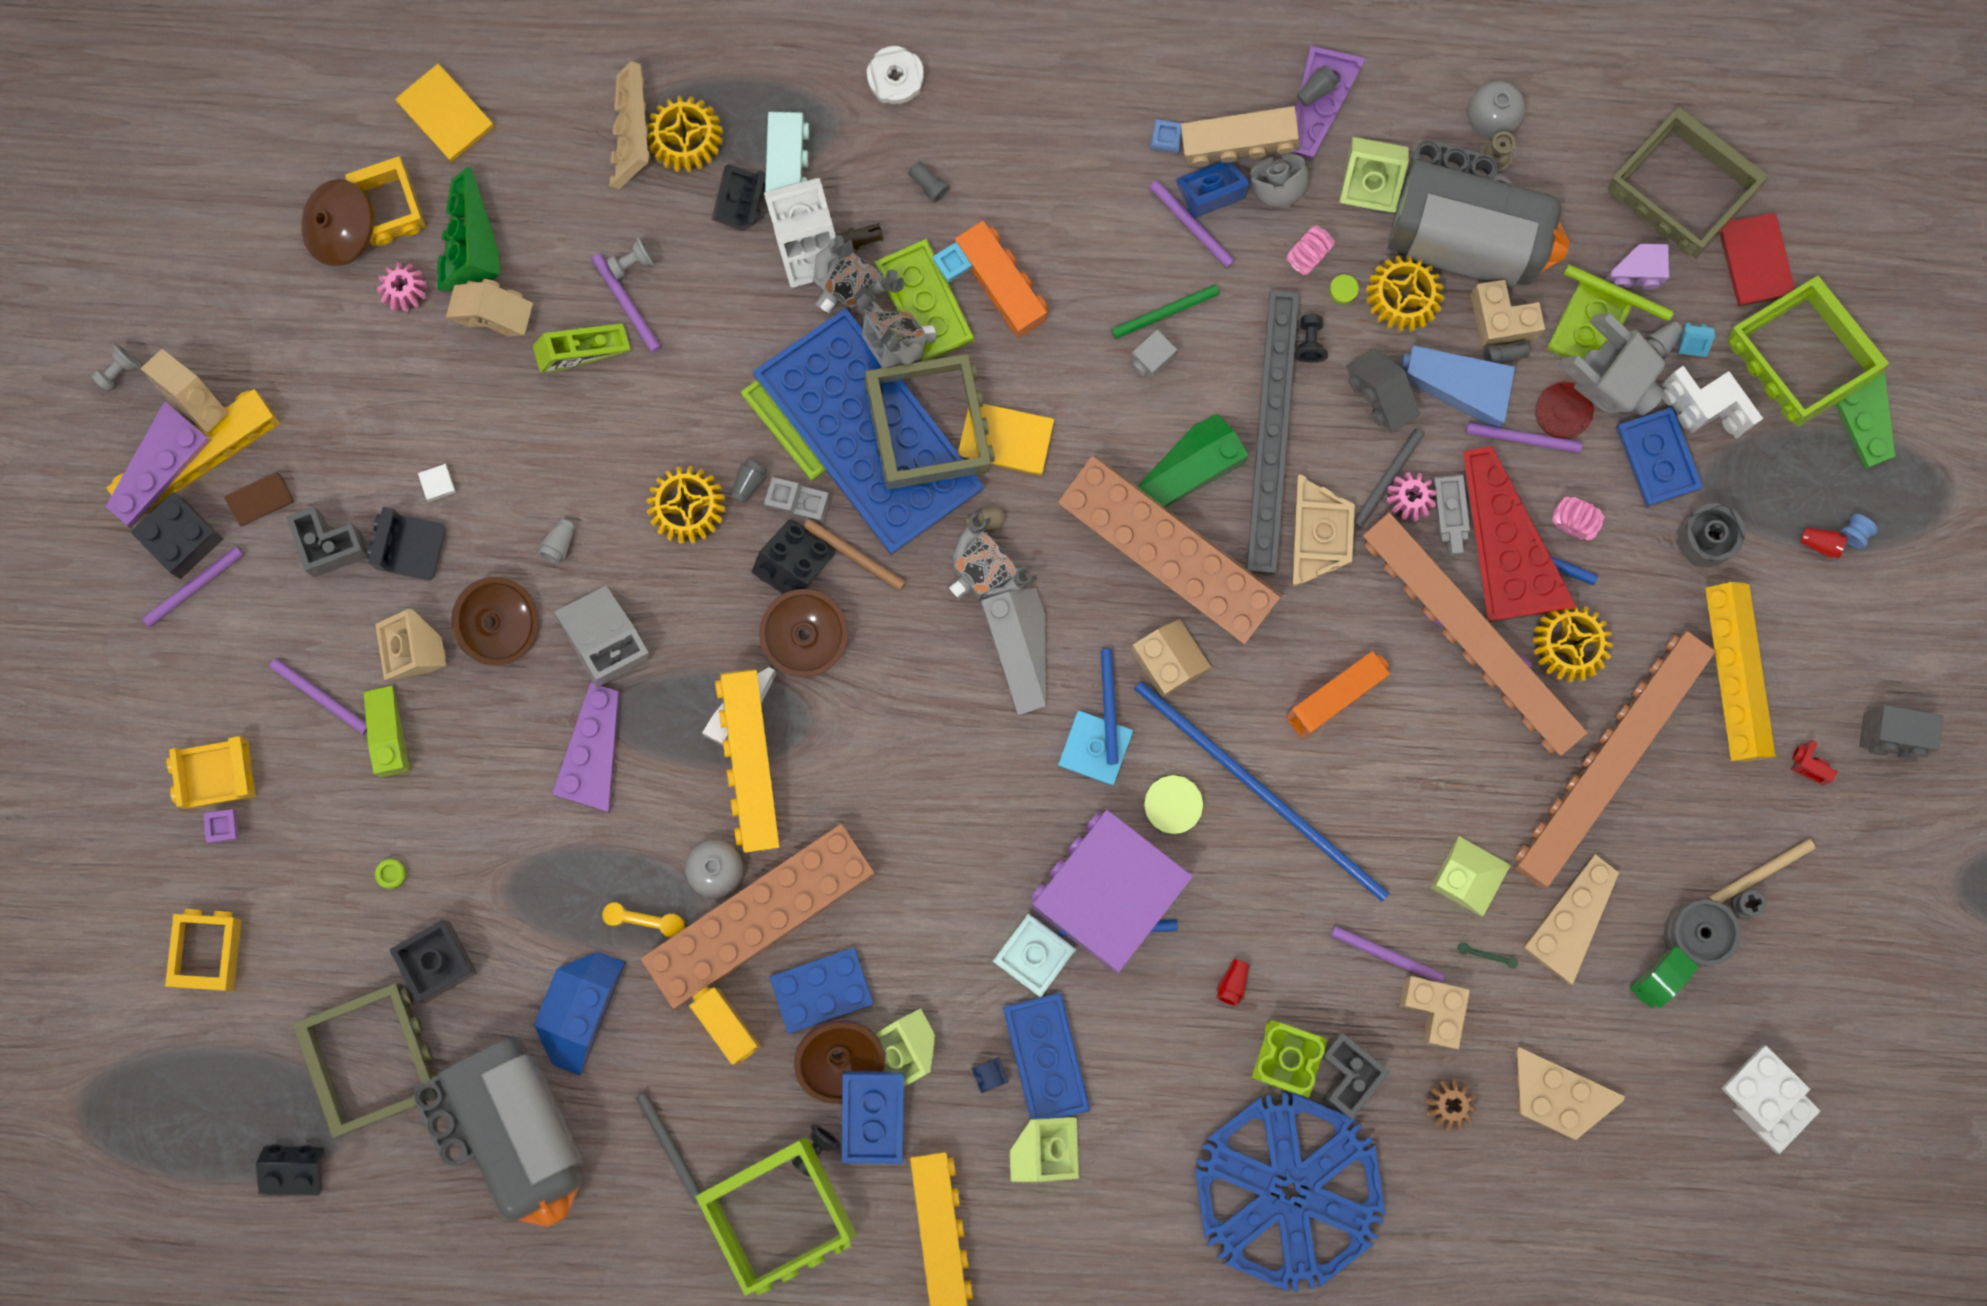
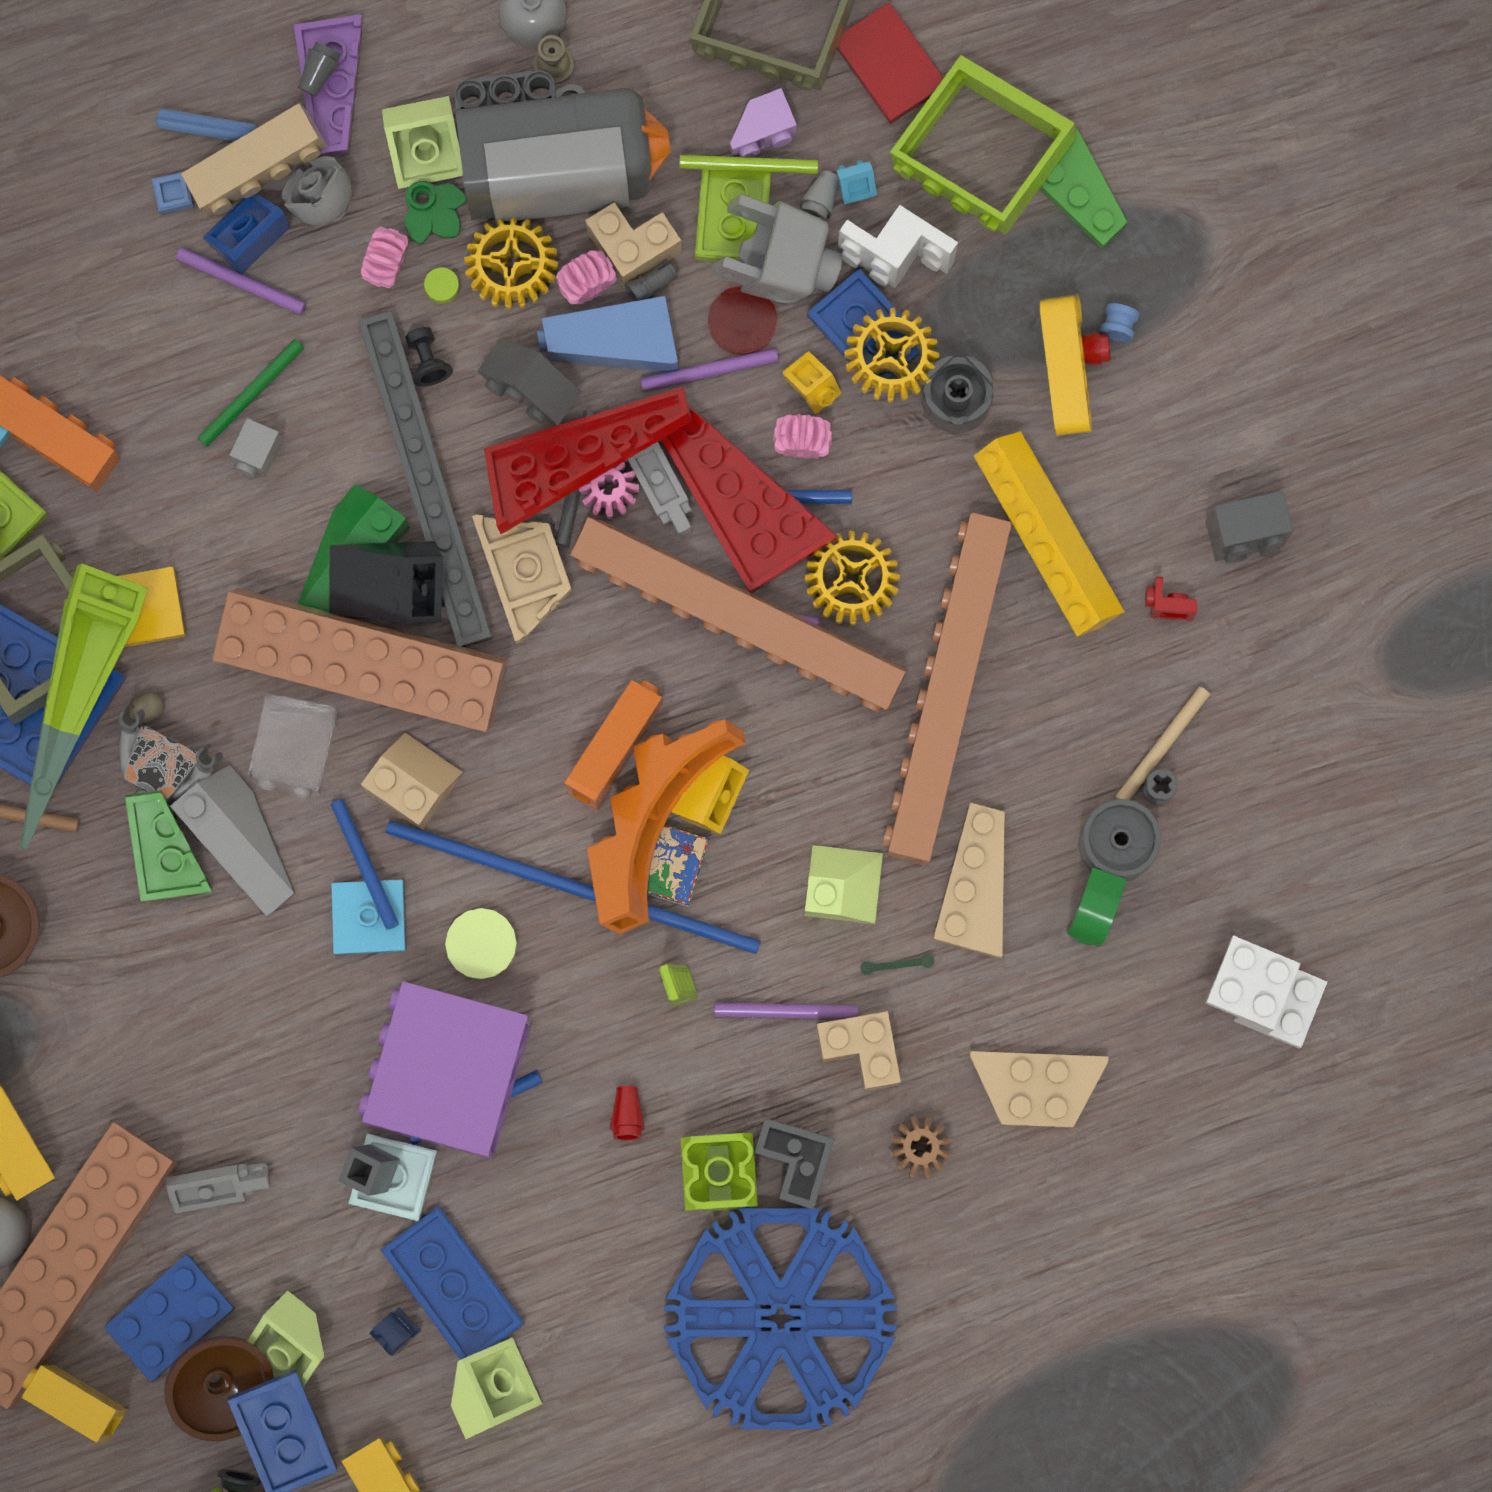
camera: 20 degrees left, 0 degrees up
(897, 905) = (216, 1186): none -> light grey hinge
(959, 631) = (161, 851): none -> bright green wing
(976, 446) = (90, 639): none -> lime plate
(1021, 943) = (369, 1169): none -> dark grey brick
(1091, 593) = (292, 745): none -> clear panel
(1210, 94) = (202, 125): none -> medium blue axle
(1215, 498) = (387, 581): none -> black slope
(1312, 899) = (678, 984): none -> lime slope
(1338, 755) = (664, 773): none -> orange arch
(1340, 801) = (676, 865): none -> tile
(1360, 234) = (437, 214): none -> green plate
(1380, 460) = (554, 462): none -> red wing
(1397, 760) = (712, 795): none -> yellow brick
(1459, 328) = (586, 277): none -> bright pink gear
(1601, 479) = (812, 382): none -> yellow bracket
(1670, 461) = (879, 364): none -> yellow gear
(1806, 547) = (1066, 364): none -> yellow beam

